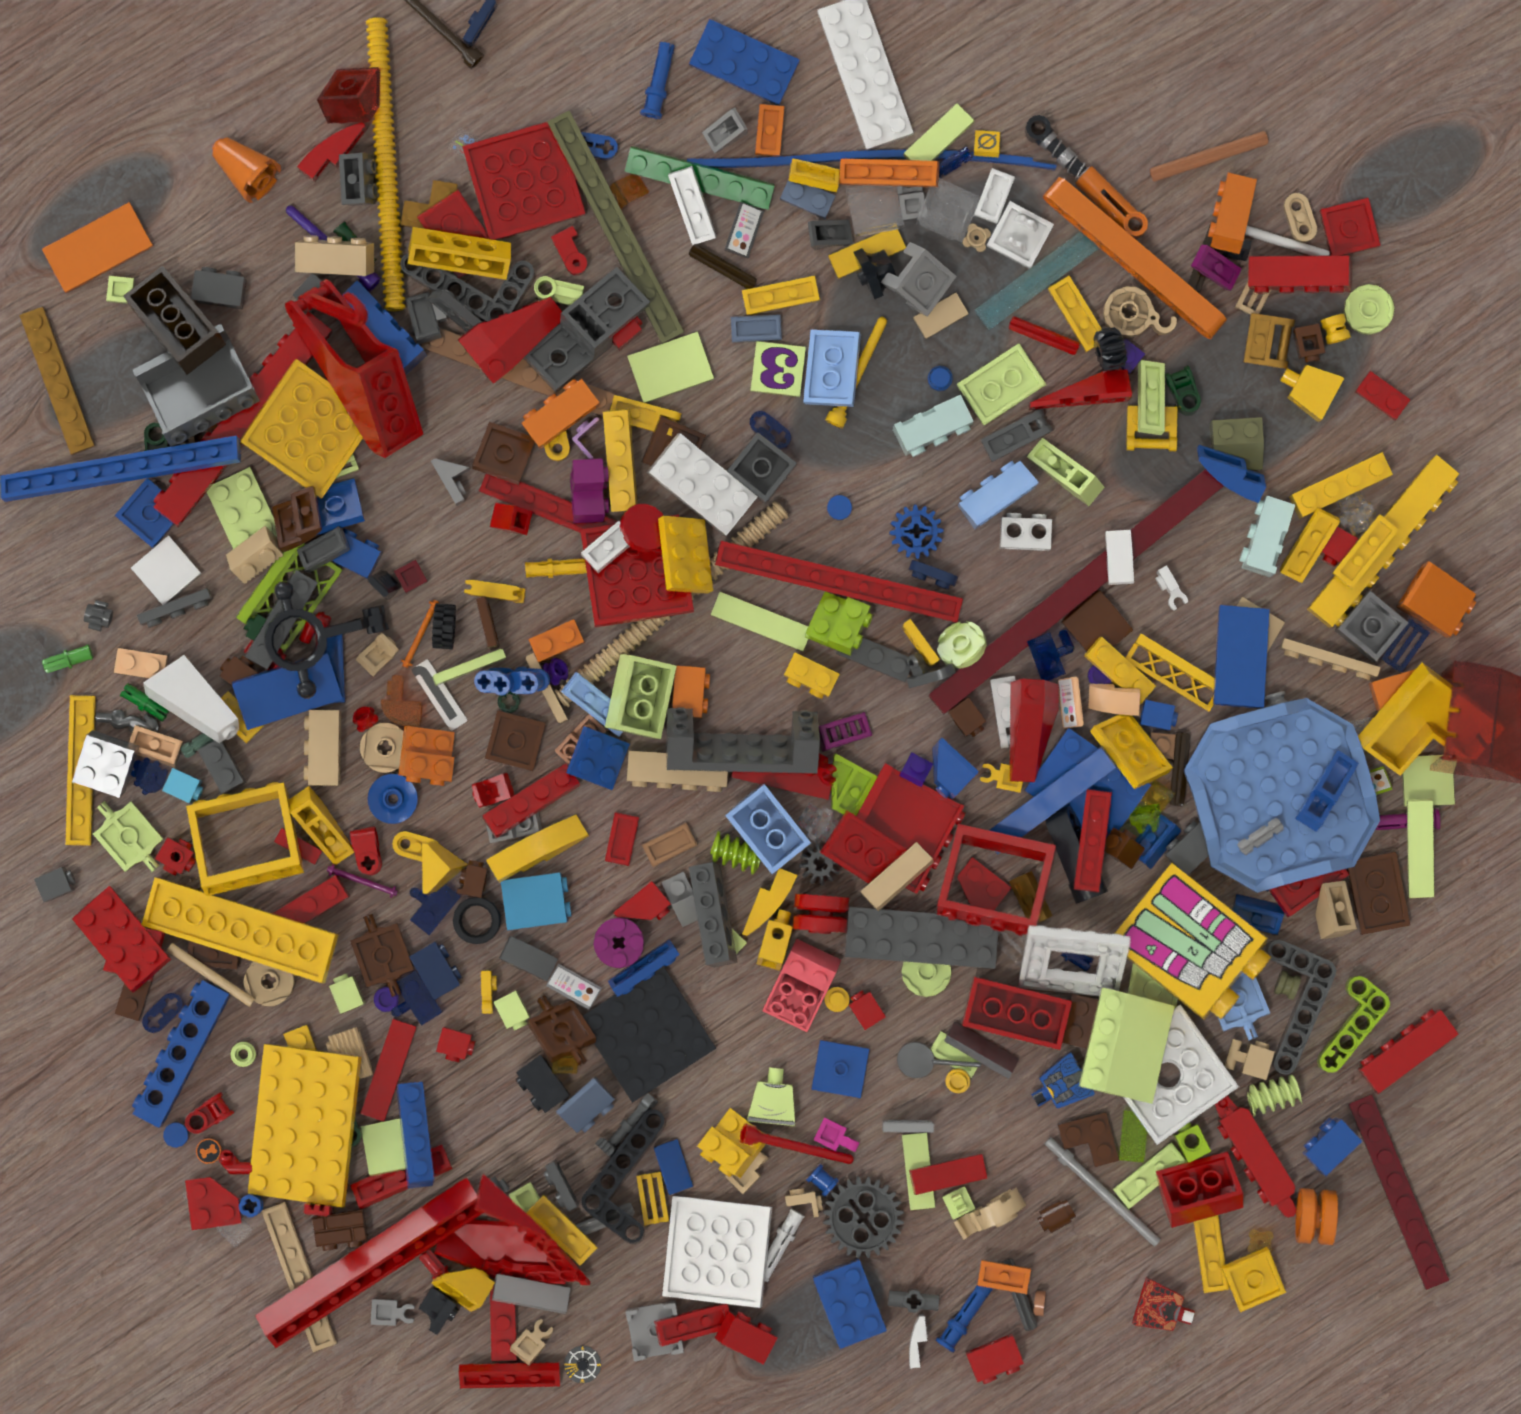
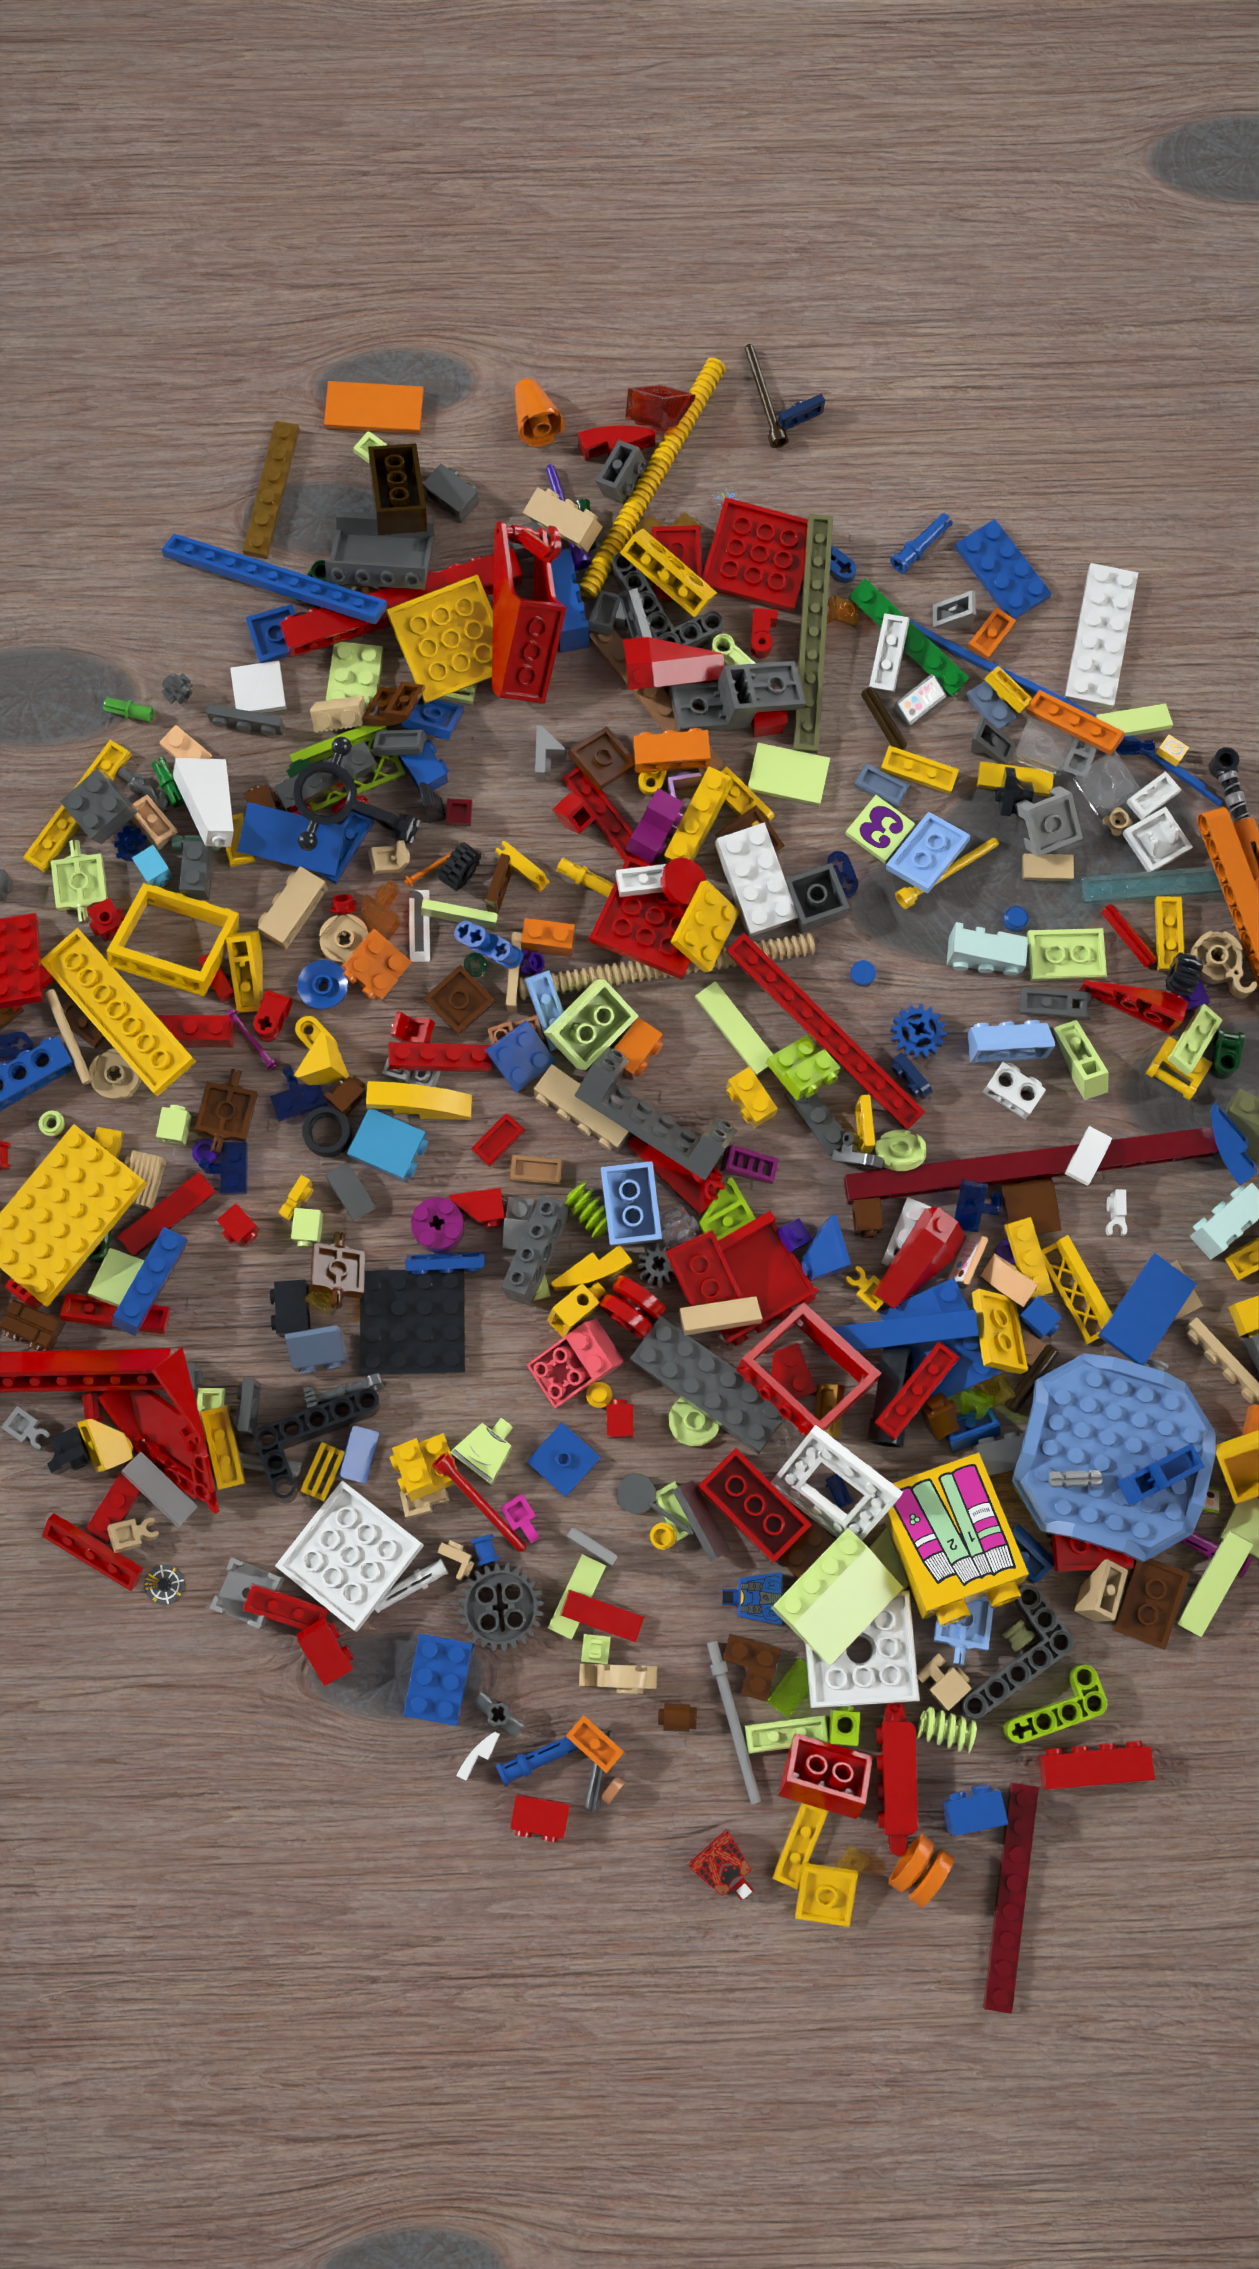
camera: 30 degrees right, 10 degrees down
(436, 970) = (263, 1152): dark blue brick -> none
(574, 986) = (374, 1241): slope -> none

